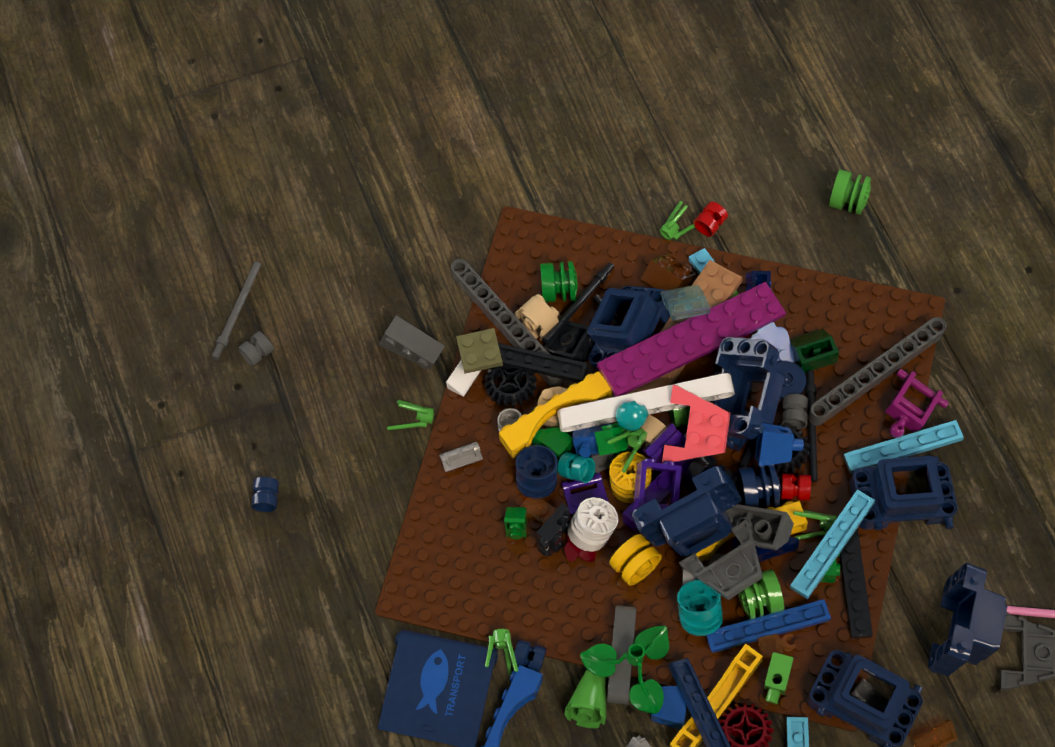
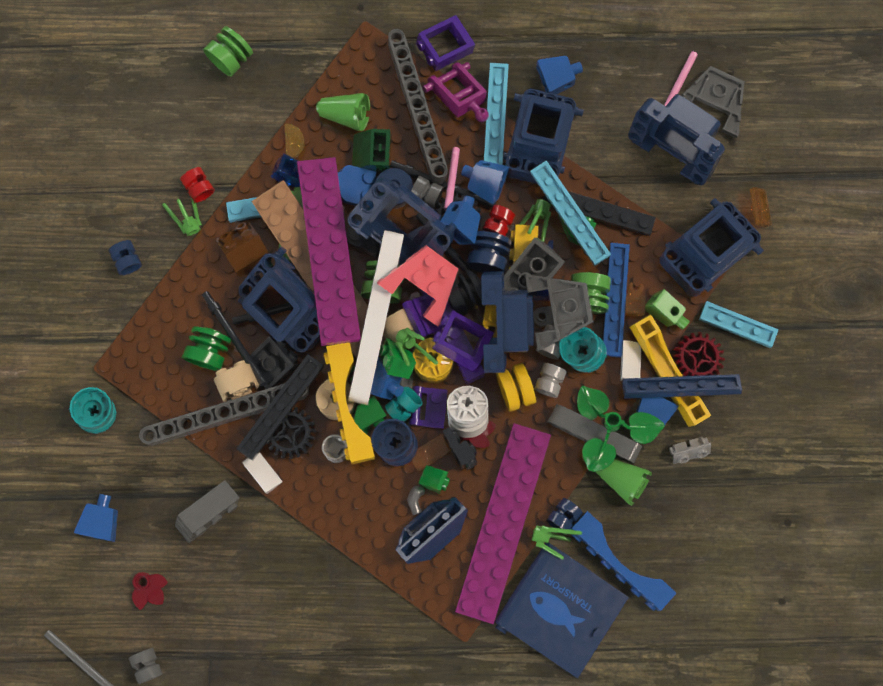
camera: 75 degrees left, 15 degrees up
(322, 328) = (150, 592): none -> dark red plate
(369, 262) = (98, 520): none -> blue torso
(424, 414) = (284, 526): bright green plant -> none
(461, 456) = (345, 506): light grey hinge -> none
(464, 208) = (87, 401): none -> teal wheel
(464, 537) = (431, 530): none -> dark blue wedge
(479, 350) = (253, 449): olive plate -> none
(498, 512) = (413, 499): none -> flat silver arm
(501, 602) = (503, 524): none -> magenta plate
(618, 186) = (125, 257): none -> dark blue wheel
(631, 415) = (387, 334): teal hair -> none
(657, 592) = (550, 380): none -> light grey wheel
(685, 302) = (290, 240): clear light blue slope -> none
(711, 662) = (630, 360): none -> white slope
(790, 282) = (294, 140): none -> clear yellow plate
(822, 427) = (452, 177): none -> bright pink bar
(832, 459) = (486, 179): none -> blue torso
(842, 313) = (346, 110): none -> bright green cone
(949, 387) = (459, 33): none -> dark purple window
(978, 490) = (557, 73): none -> blue torso

